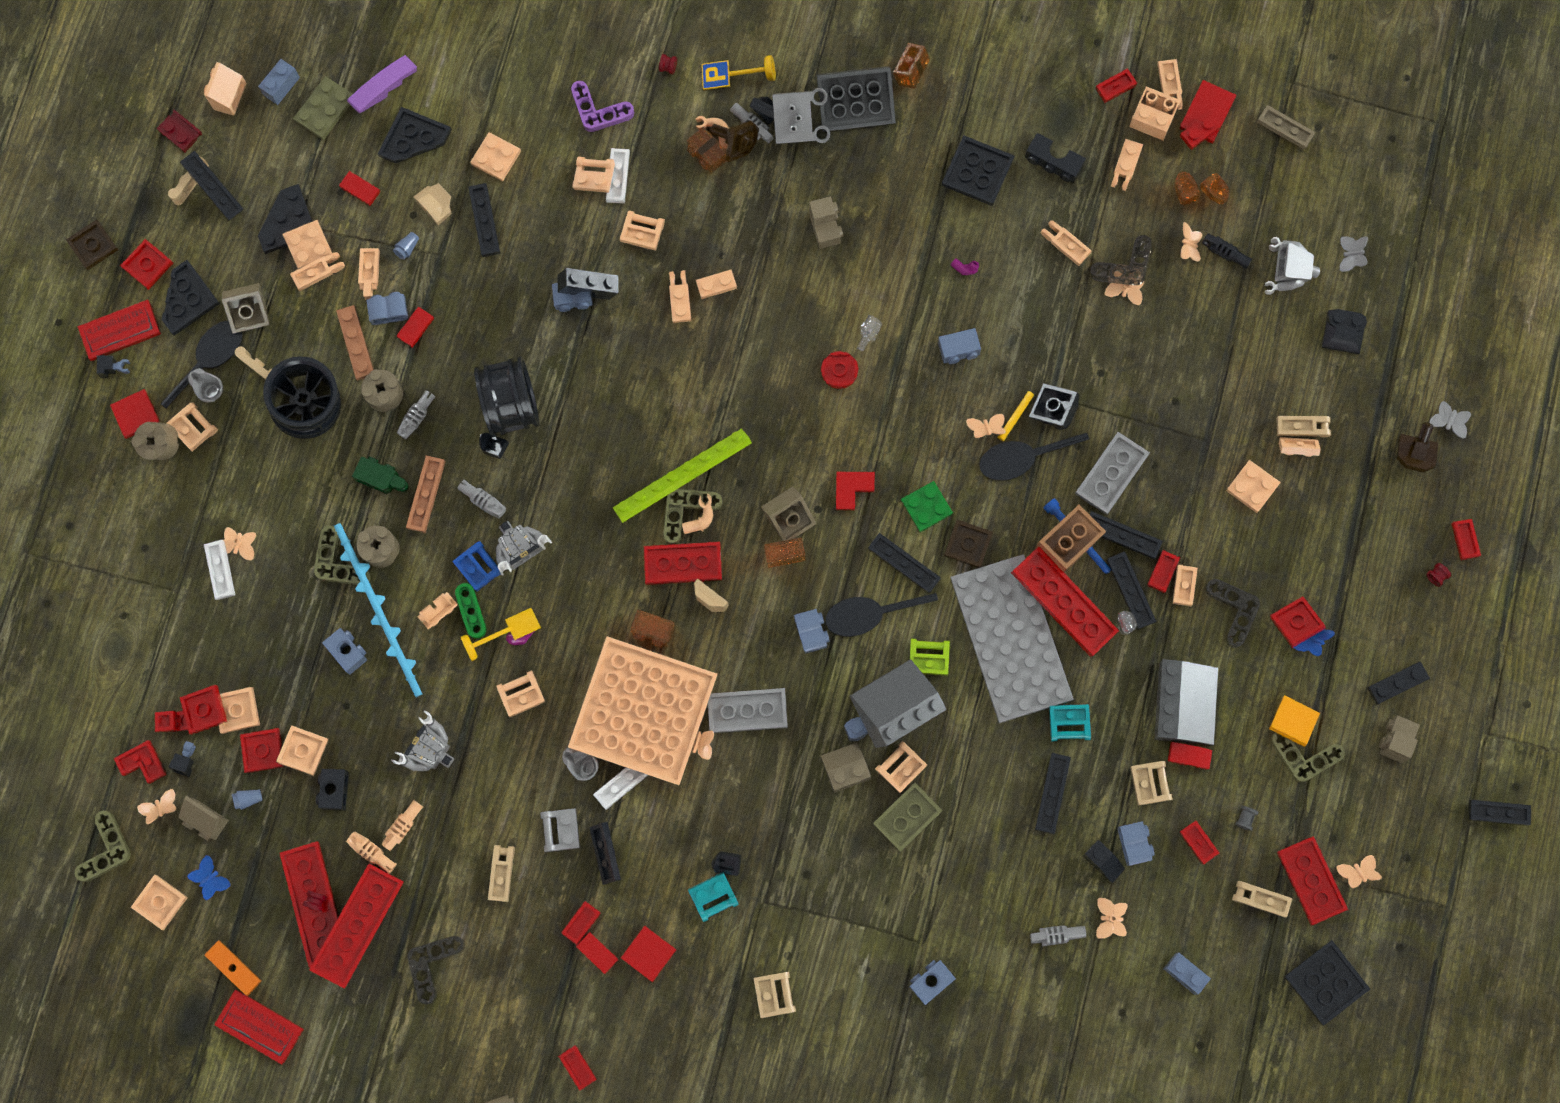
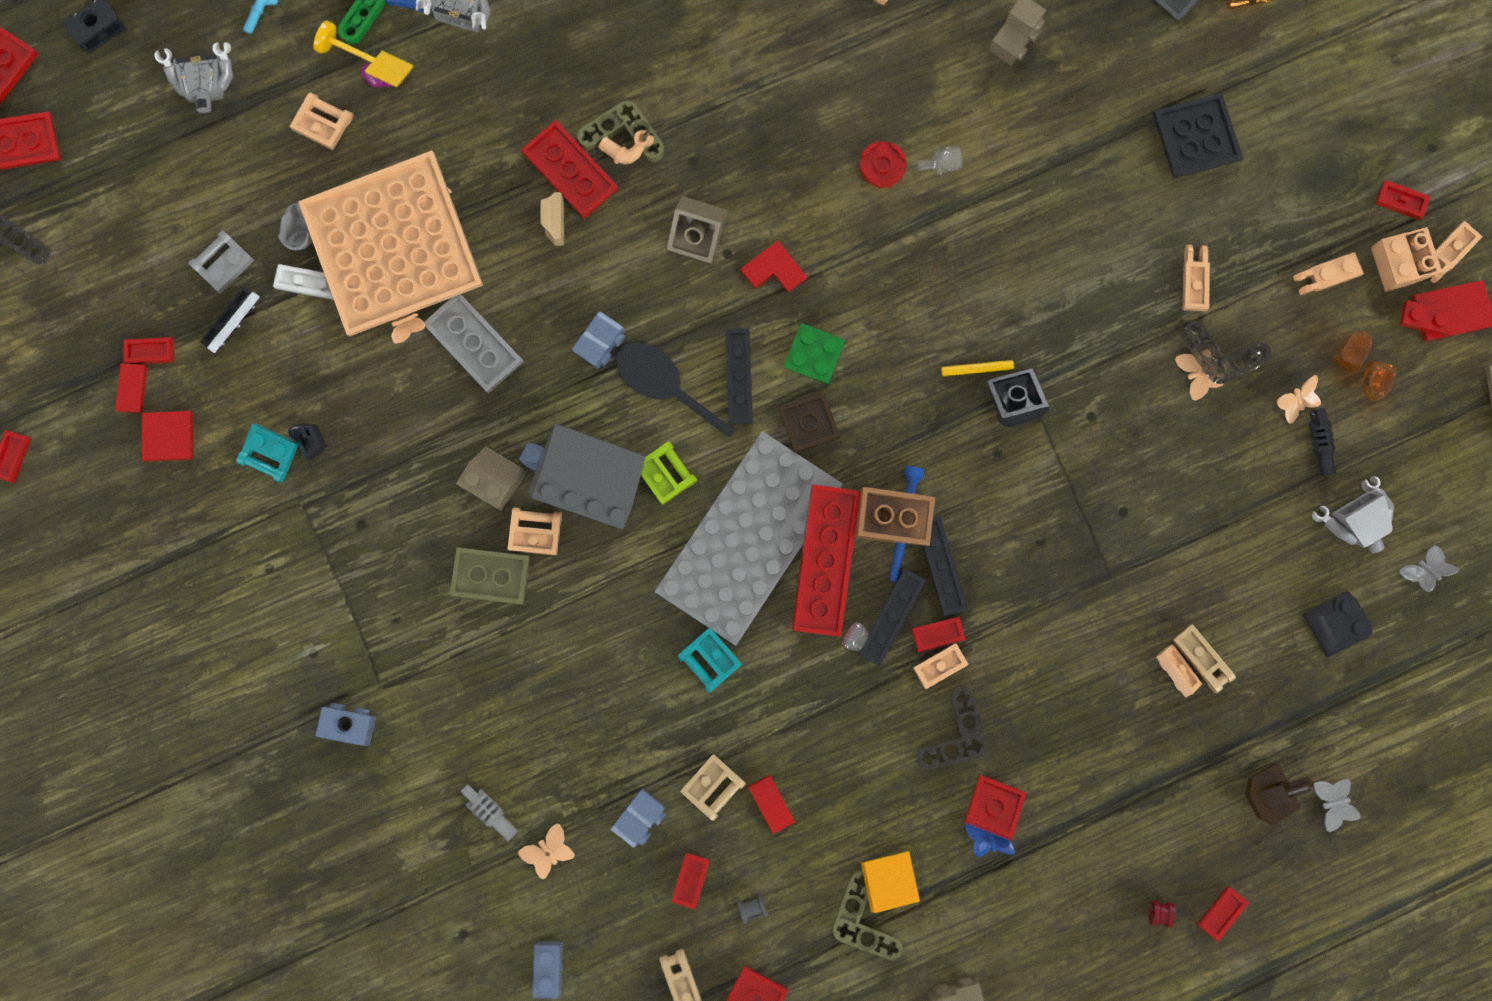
camera: 45 degrees right, 5 degrees up
(370, 852) = (63, 106): light nougat hinge -> none
(401, 826) = (110, 114): light nougat hinge -> none
(501, 874) = (136, 240): tan plate -> none
(652, 628) = (481, 191): clear orange brick -> none
(682, 475) = (653, 99): lime plate -> none
(767, 995) = (212, 579): tan plate -> none
(785, 552) = (655, 254): clear orange brick -> none
(959, 346) = (1001, 257): sand blue brick -> none
(965, 269) = (1085, 203): magenta arm -> none
(980, 429) = (947, 354): light nougat piece -> none
(1015, 458) = (934, 401): black piece -> none
(1052, 793) = (625, 698): black plate -> none
(1067, 167) = (1274, 218): black arch -> none
(1104, 861) = (597, 801): black slope -> none
(1112, 473) = (996, 506): light grey plate -> none
(1186, 702) = (822, 760): slope -> none
(1253, 486) = (1099, 656): light nougat plate -> none
(1398, 683) = (1015, 957): black plate -> none

